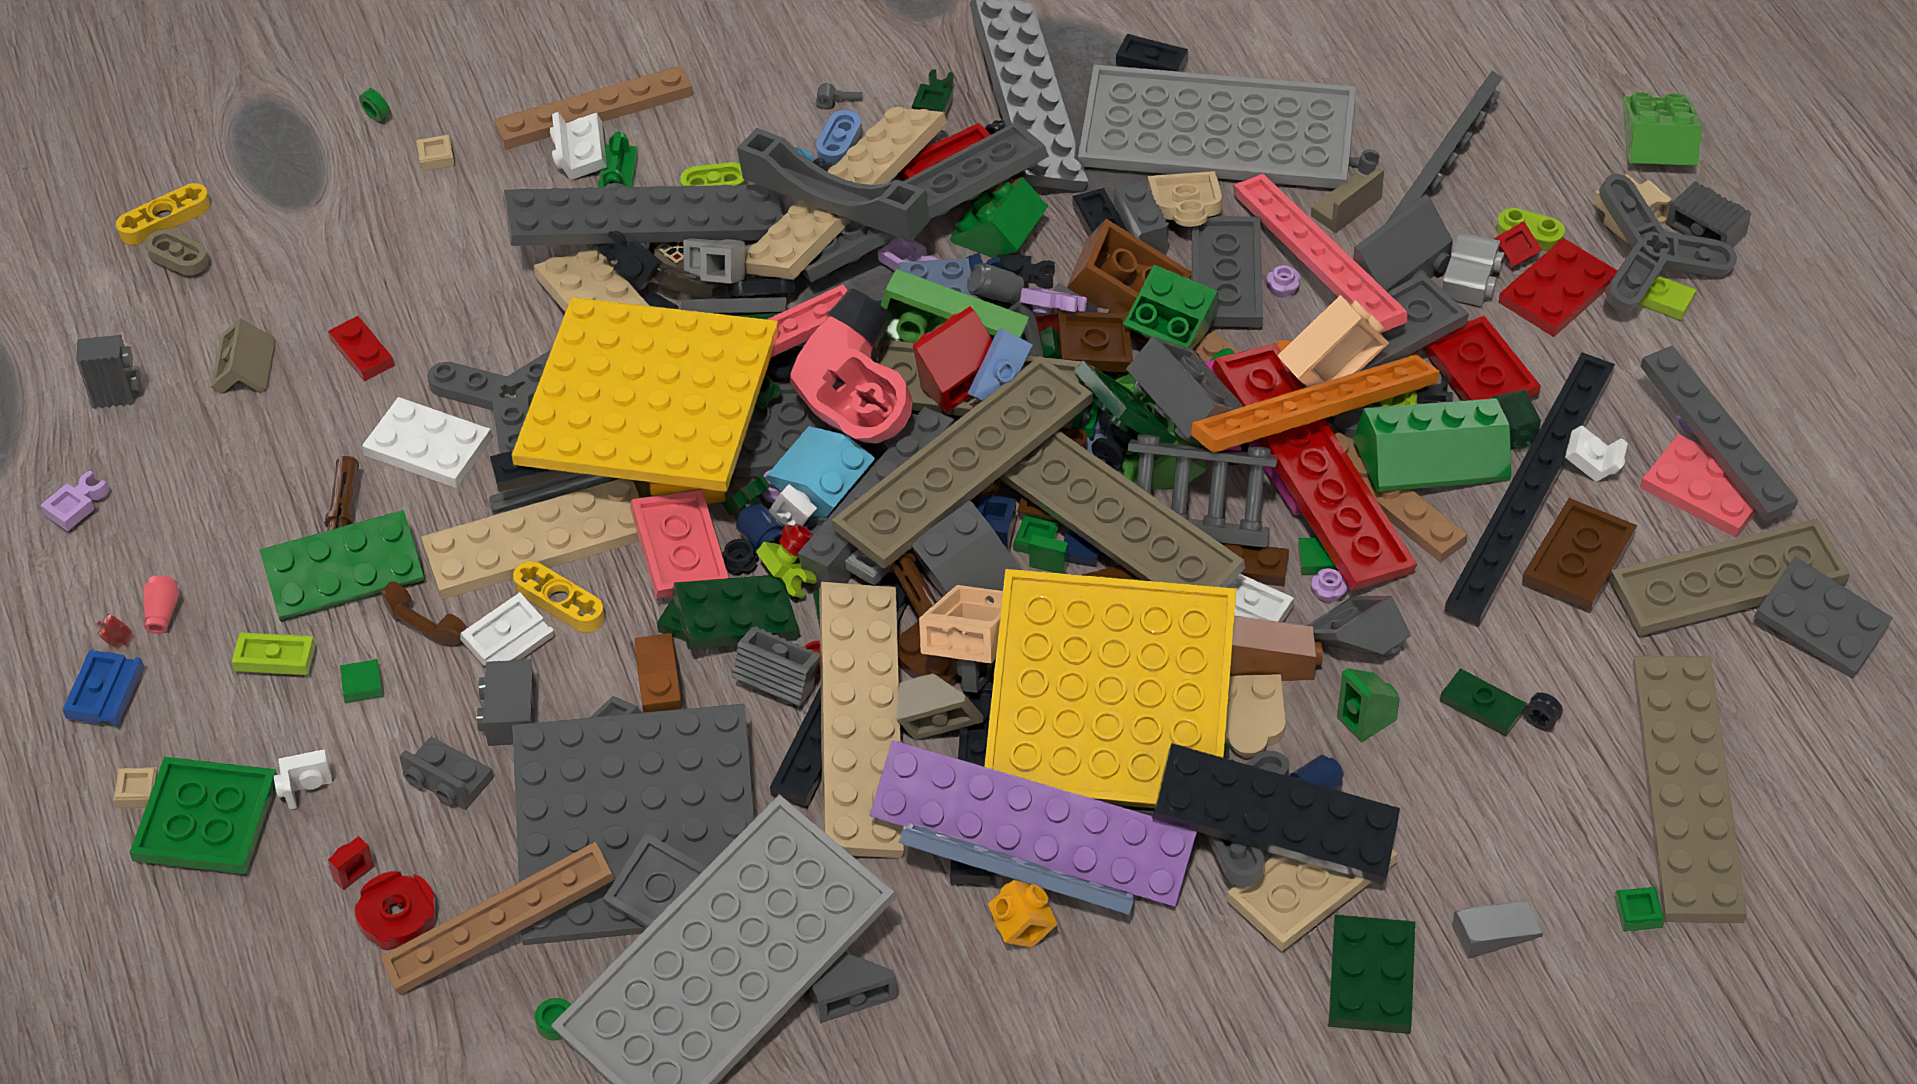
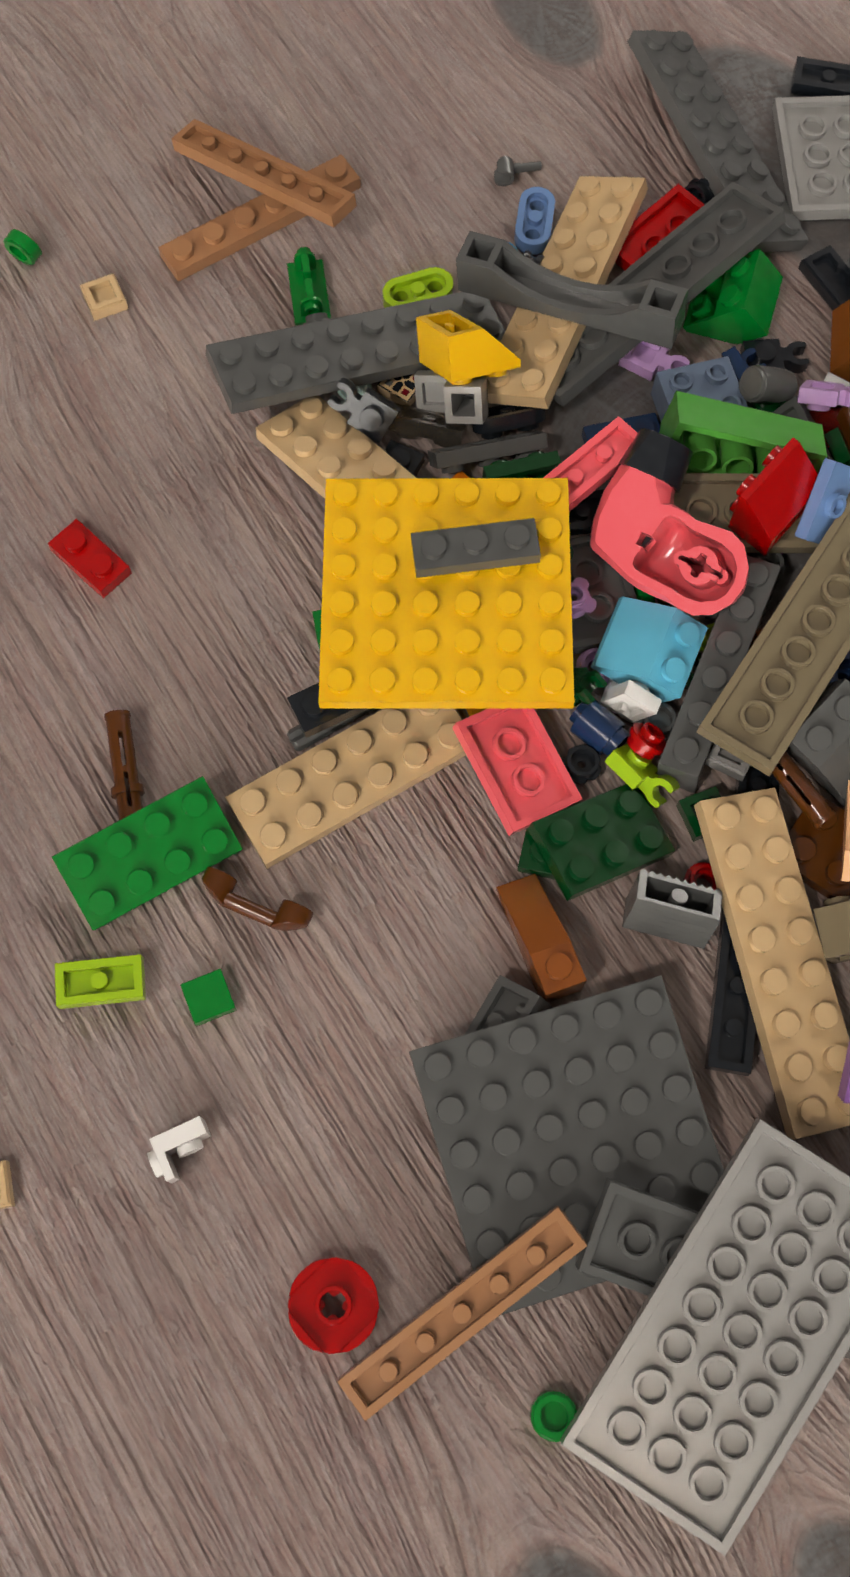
camera: 15 degrees left, 20 degrees up
(204, 815) = (78, 1218): green plate -> none
(350, 862) = (264, 1253): red plate -> none
(427, 442) = (196, 669): white plate -> none
(446, 773) = (339, 1105): dark grey bracket -> none
(488, 391) = (245, 589): dark grey piece -> none
(507, 632) = (357, 911): white plate -> none
(507, 698) = (386, 1003): dark grey brick -> none
(564, 610) = (367, 843): yellow beam -> none
(578, 145) = (261, 267): white bracket -> none
(602, 70) = (264, 173): none -> medium nougat plate
(676, 357) = (475, 547): none -> dark grey plate
(724, 218) = (461, 348): none -> yellow slope
(768, 426) = (584, 601): none -> lavender plate
(936, 95) = (619, 155): dark green plate -> none

